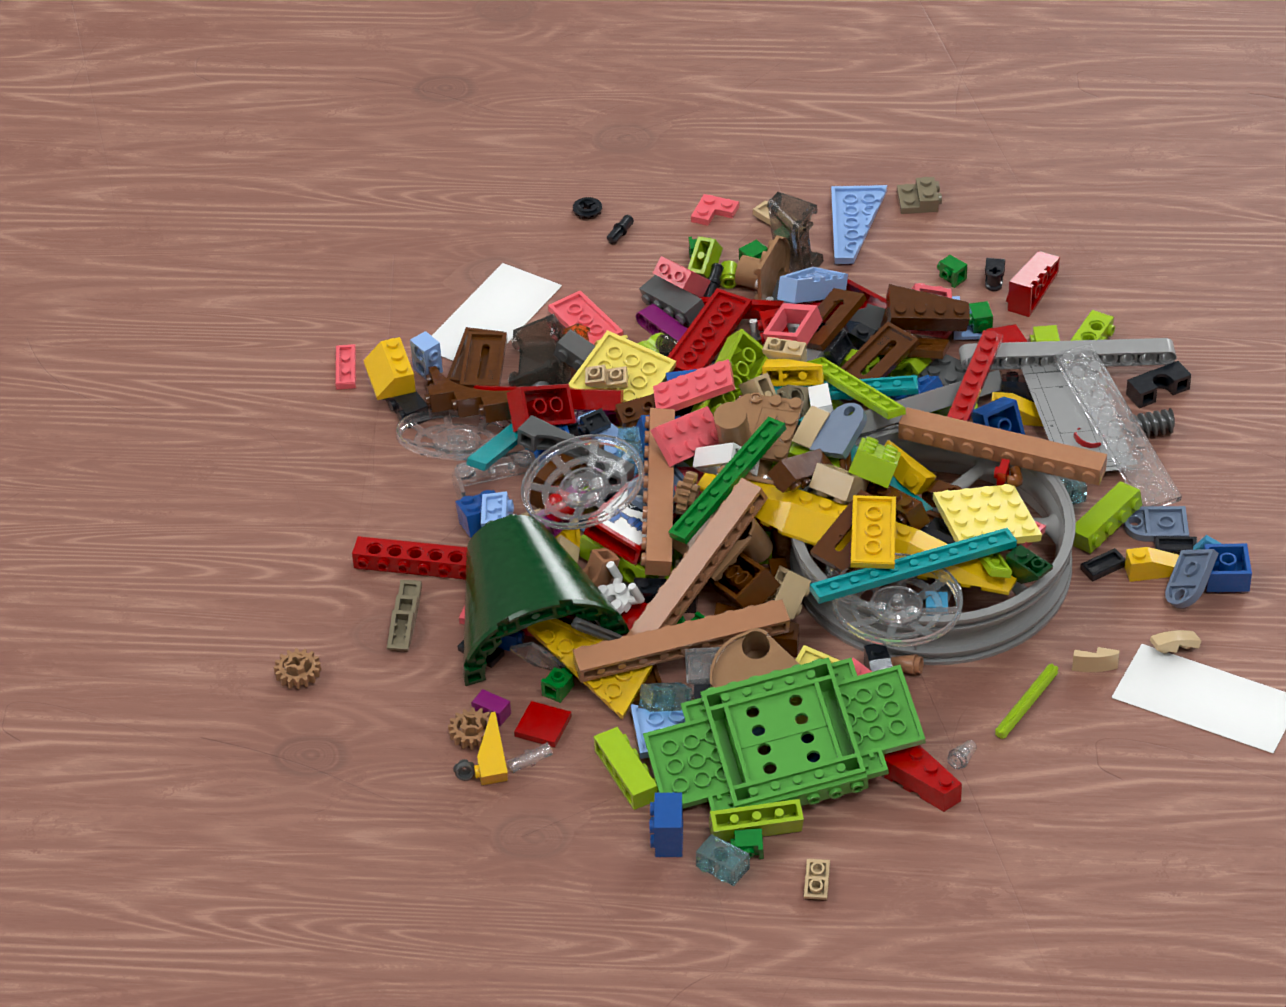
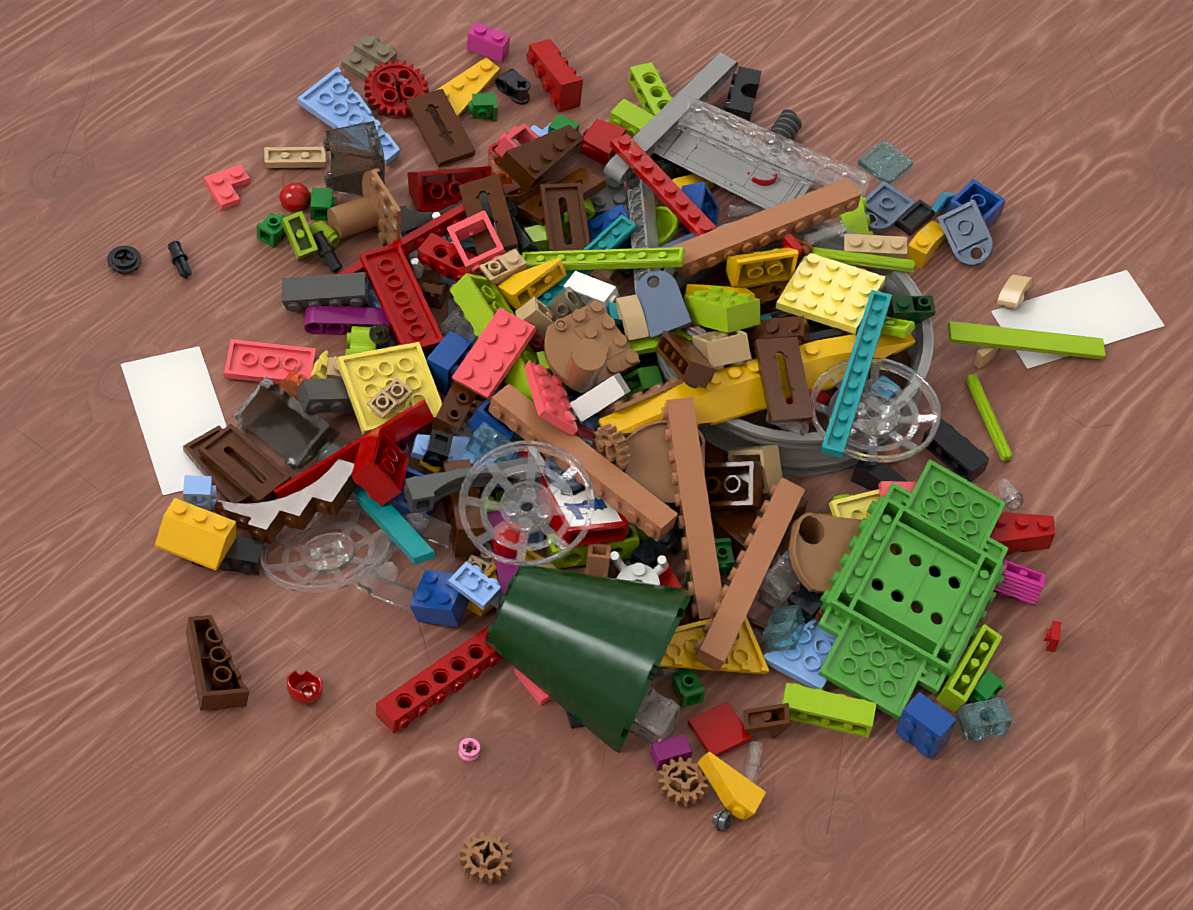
camera: 60 degrees left, 10 degrees up
(302, 448) = (214, 672): none -> reddish brown wedge
(336, 499) = (304, 687): none -> red hair
(345, 367) = (128, 563): coral tile -> none
(382, 605) = (475, 749): none -> bright pink bush
(404, 615) = (497, 737): dark tan slope -> none
(505, 674) = (656, 717): none -> clear slope
(574, 736) = (767, 718): none -> reddish brown slope
(594, 630) = (688, 619): dark grey axle -> none
(681, 276) = (314, 264): coral window -> none
(728, 477) = (642, 411): green plate -> none
(742, 238) = (295, 197): none -> red hair
(809, 285) = (431, 196): light blue wedge -> none
(817, 879) = (1056, 678): tan slope -> none
(851, 856) = (1052, 636): none -> red plate
(873, 532) = (809, 367): yellow tile -> none
(875, 804) = (1021, 583): none -> dark pink brick
(907, 222) = (378, 91): none -> red gear
(912, 266) = (441, 152): none -> reddish brown piece
(958, 467) = (761, 267): none -> yellow slope
(963, 251) = (470, 82): none -> yellow wing
(964, 699) = (957, 452): none -> black brick
(1015, 234) = (488, 42): none -> dark pink brick
(1043, 482) = (824, 234): none -> clear pin
(1049, 517) = (866, 259): none -> lime axle
(1070, 515) = (876, 245): none -> tan plate
(1126, 671) = (1025, 340): none -> lime tile
(1209, 498) = (885, 162): none -> clear light blue tile

